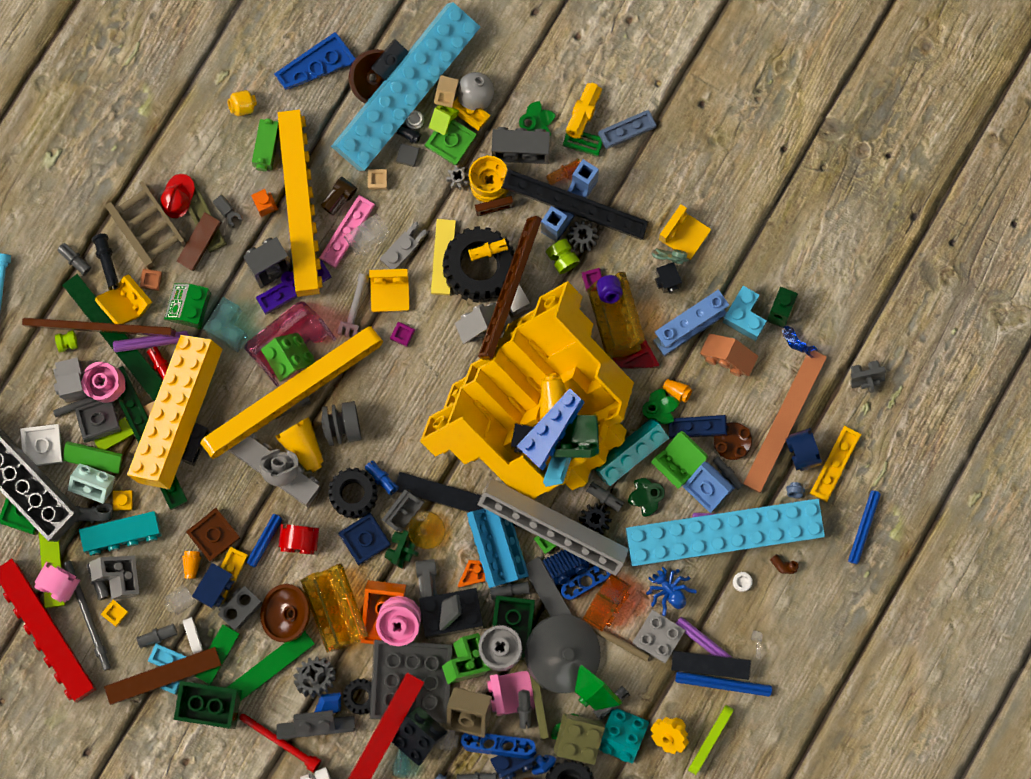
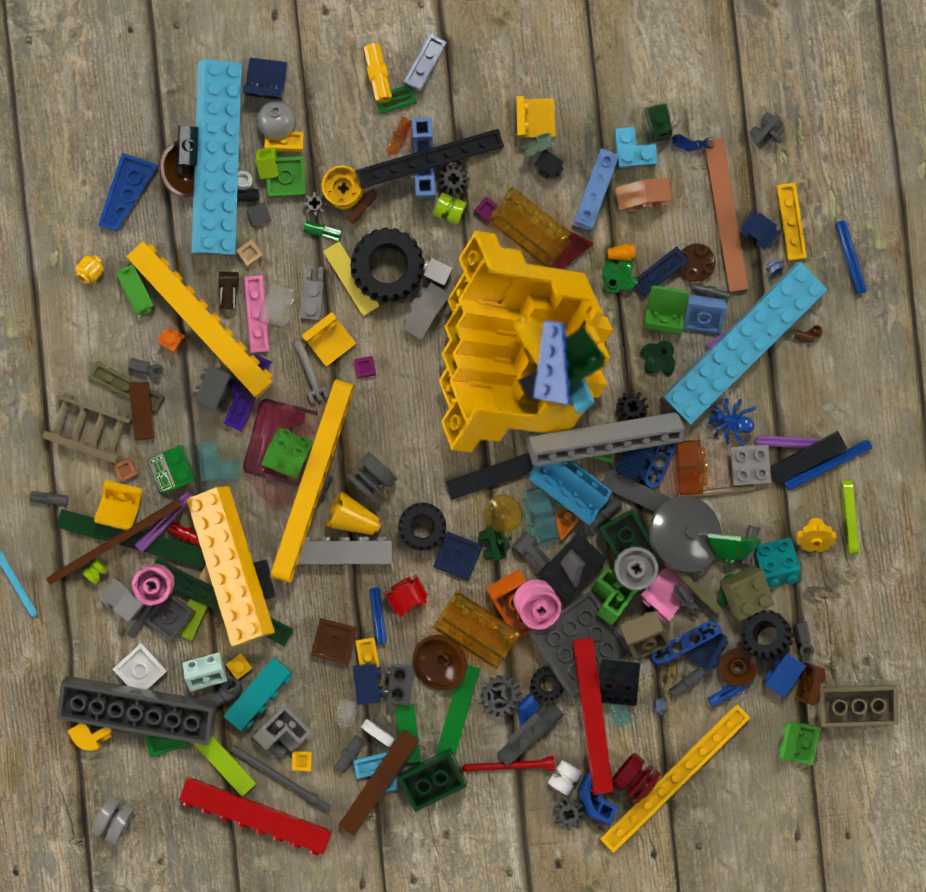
camera: 45 degrees left, 10 degrees up
(56, 581) = (238, 771): bright pink brick -> none
(92, 457) = (189, 649): bright green tile -> none
(104, 254) = (71, 477): black pin -> none
(177, 195) = (95, 384): red piece -> none
(191, 563) = (333, 676): light orange cone -> none
(279, 467) = (350, 550): light grey cylinder -> none
(381, 477) = (435, 497): blue pin -> none
(403, 510) = (473, 511): dark grey hinge -> none
(446, 91) = (253, 138): tan brick -> none
(448, 203) = (322, 231): none -> green axle
(455, 552) = (540, 515): none -> clear light blue brick
(488, 249) = (388, 249): yellow pin -> none
(490, 54) = (265, 79): none -> dark blue bracket
(509, 288) = (430, 268): reddish brown tile -> none
(521, 145) = (348, 140): dark grey brick -> none
(539, 118) = (346, 106): green plate -> none
(544, 764) = (733, 632): blue piece -> none
(605, 496) = (626, 382): dark grey pin -> none
(609, 289) = (510, 210): dark purple head -> none
(632, 451) = (625, 323): teal brick -> none
(742, 582) = (784, 372): white tile -> none

